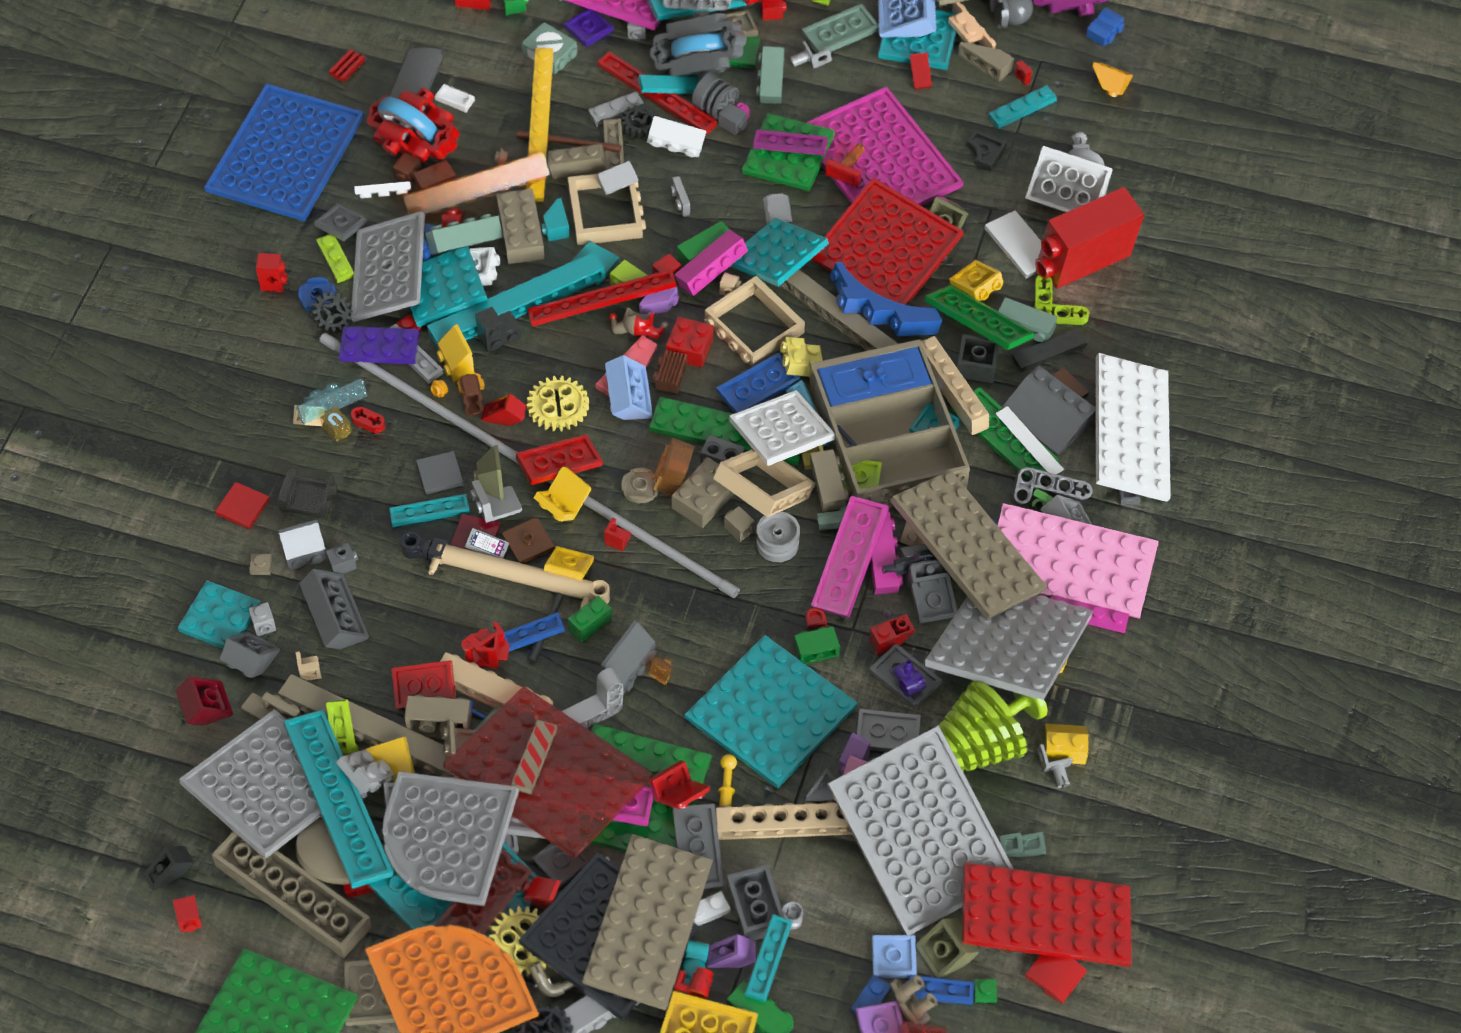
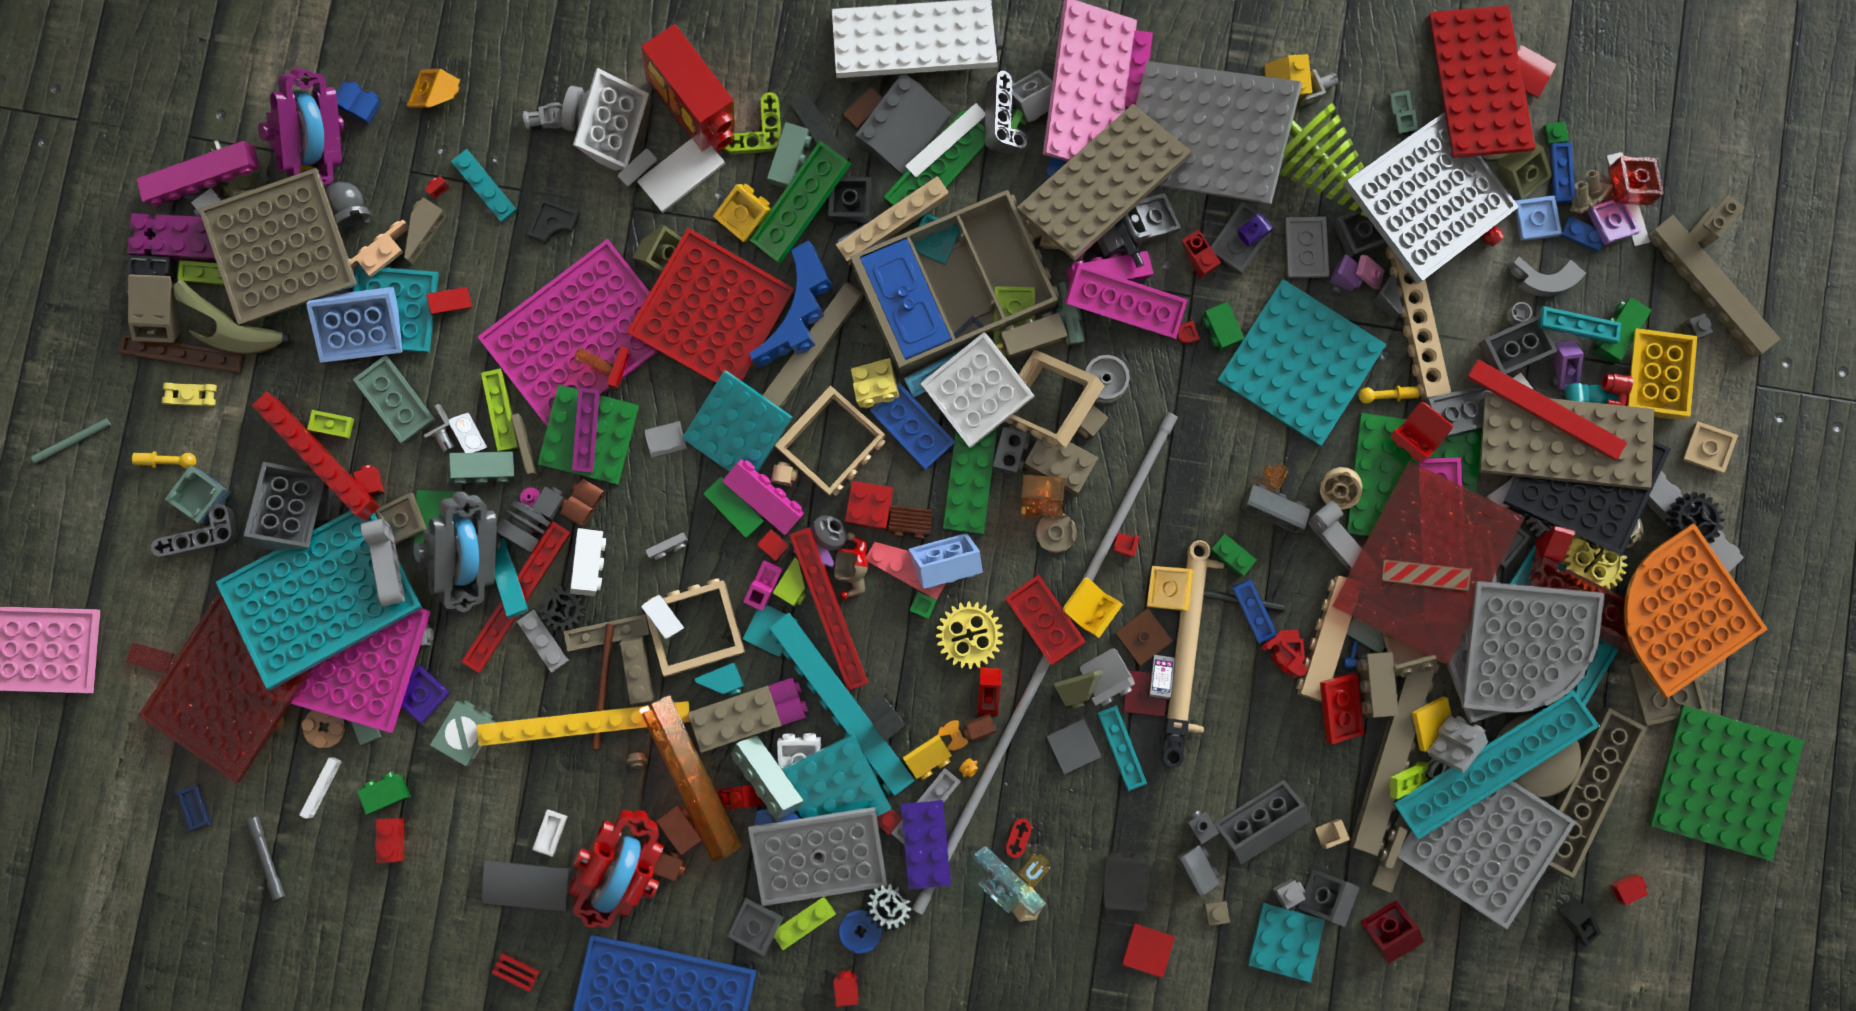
camera: 100 degrees left, 25 degrees up
(383, 189) = (707, 886): white plate -> none
(527, 264) = (787, 701): none -> magenta brick
(592, 373) = (923, 605): none -> green plate
(627, 250) = (763, 585): none -> dark pink brick
(639, 718) = (1342, 487): none -> tan cylinder
(663, 304) = (825, 535): none -> dark grey piece
(681, 902) = (1547, 410): none -> red tile
(729, 143) = (582, 502): none -> copper brick
(788, 108) = (524, 445): none -> dark tan tile
(802, 74) = (467, 433): none -> slope
(819, 97) = (499, 410): none -> lime plate
(822, 964) = (1546, 285): none -> light grey arch
(879, 904) = (1493, 236): none -> red plate
(1025, 208) = (637, 167): none -> light grey slope

